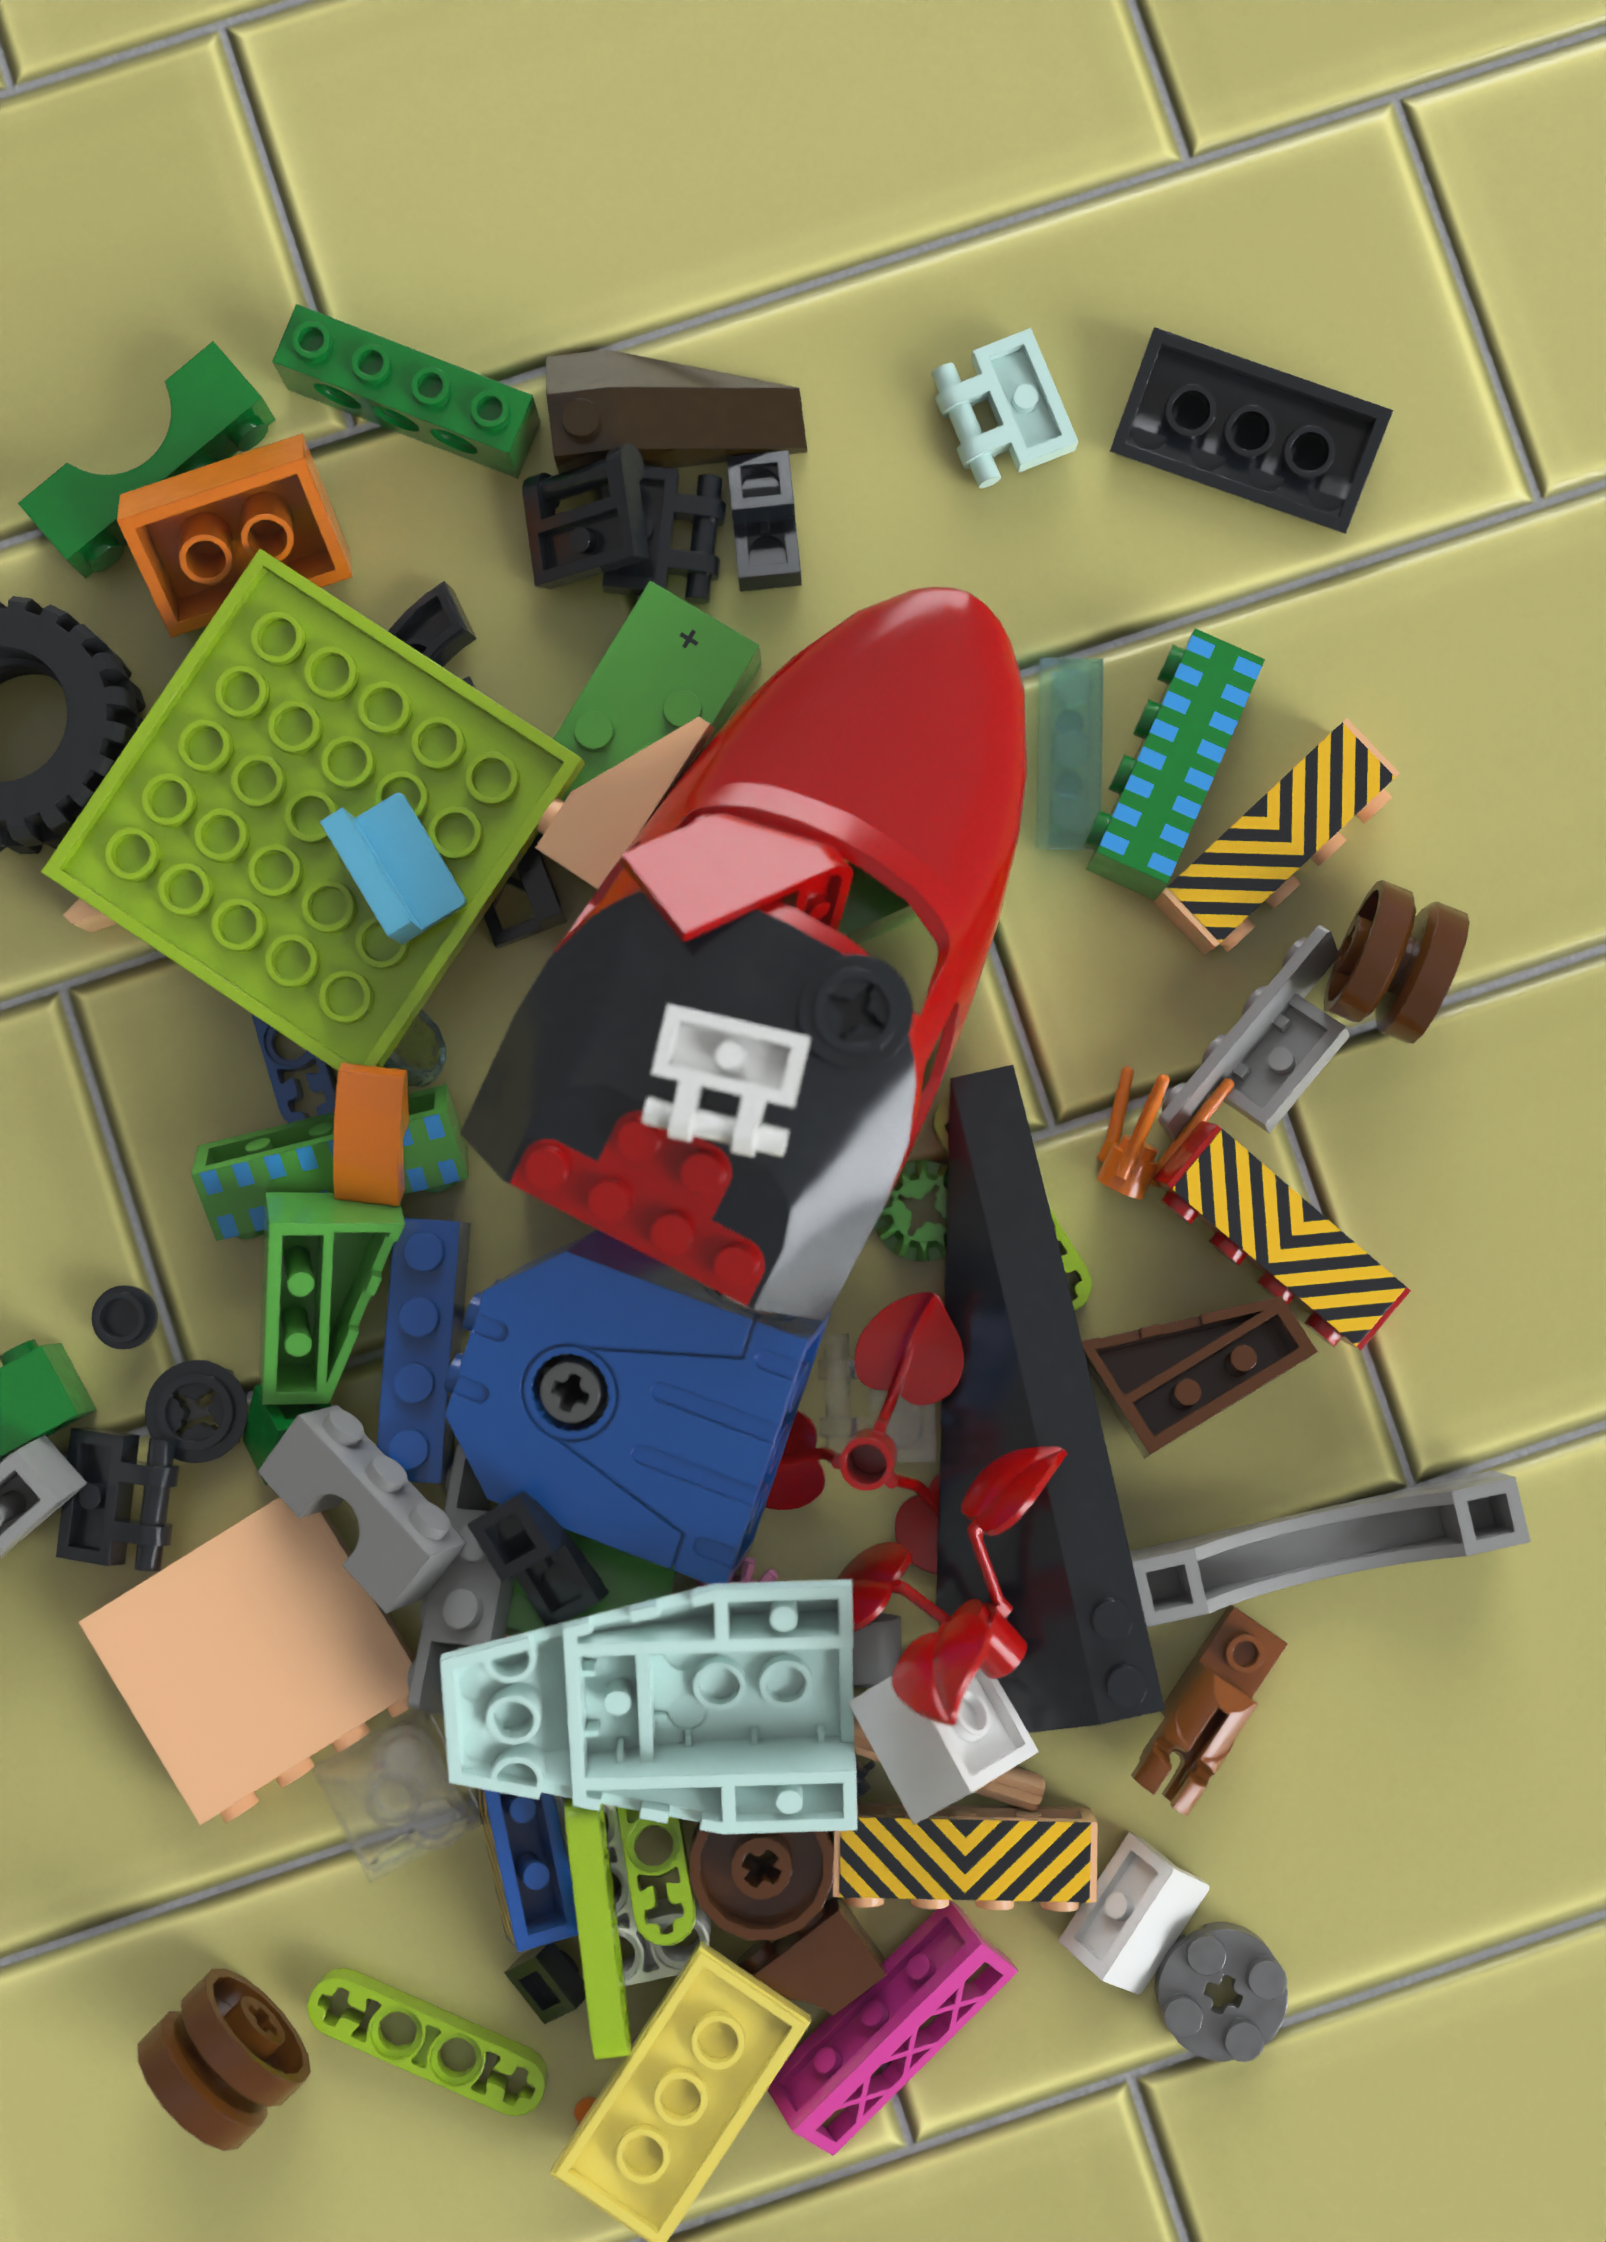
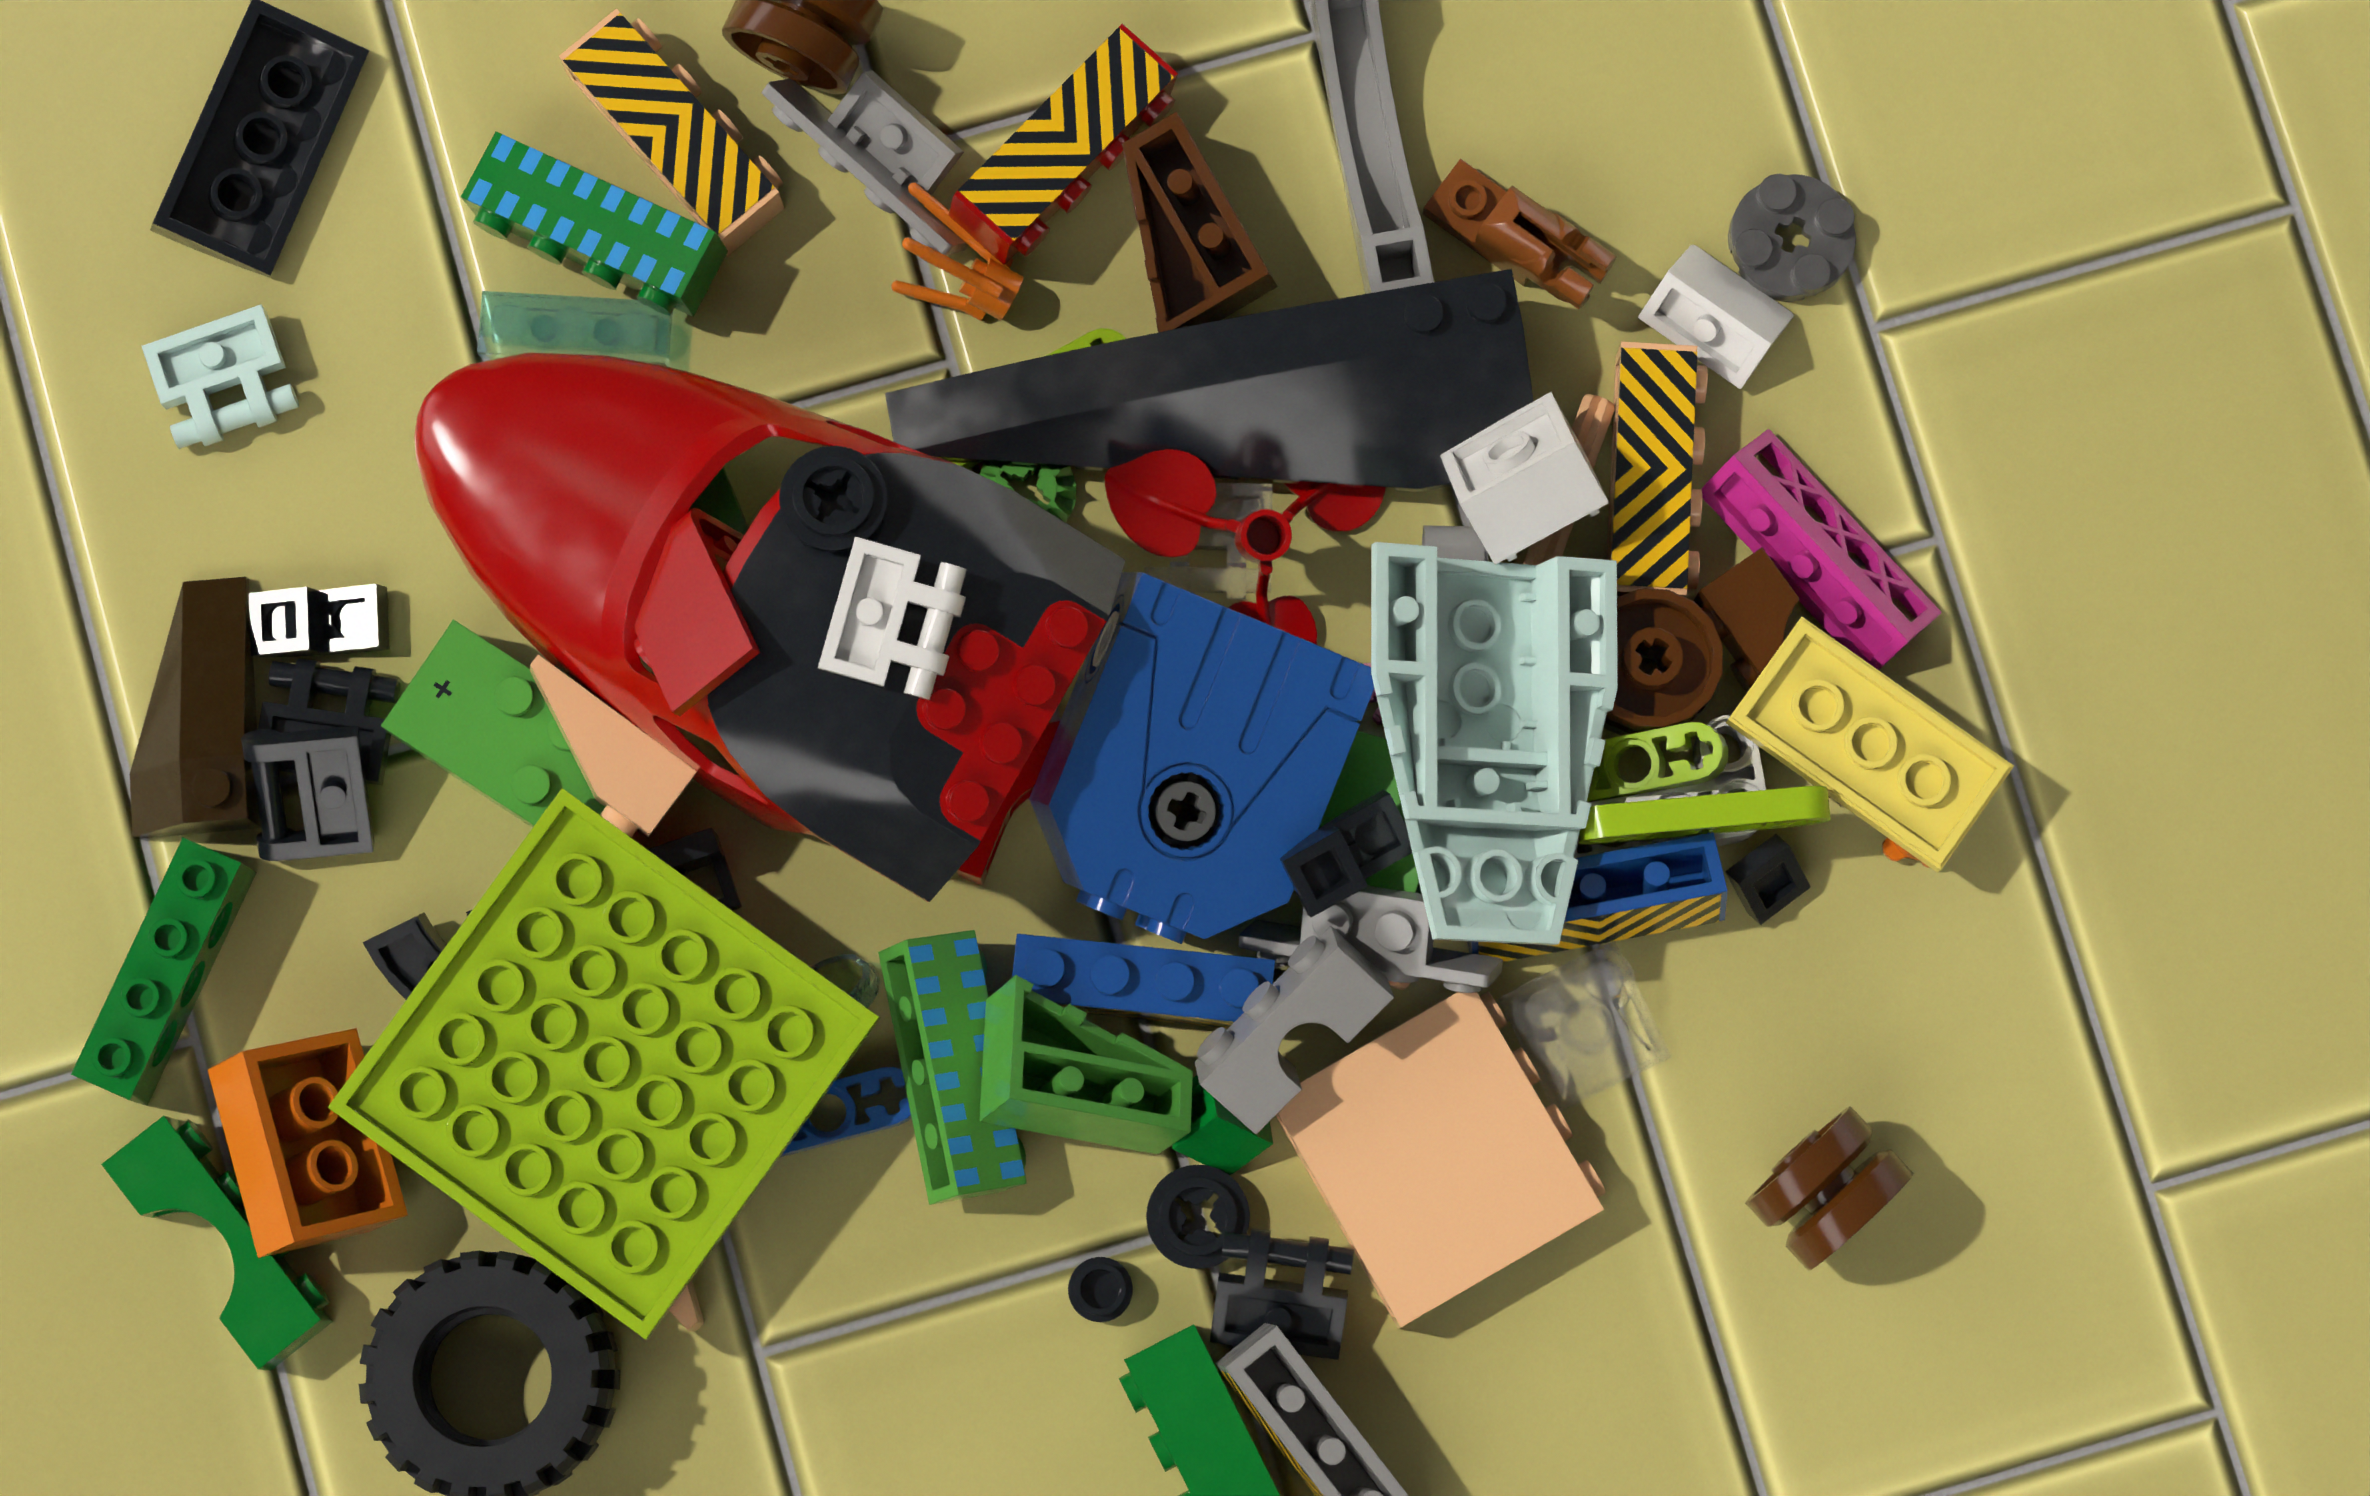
camera: 85 degrees left, 5 degrees down
(370, 1134) = (926, 1010): orange slope -> none
(396, 867) = (661, 970): medium azure panel -> none
(433, 2029) = (1820, 999): lime beam -> none
(978, 1636) = (1437, 439): red plant -> none

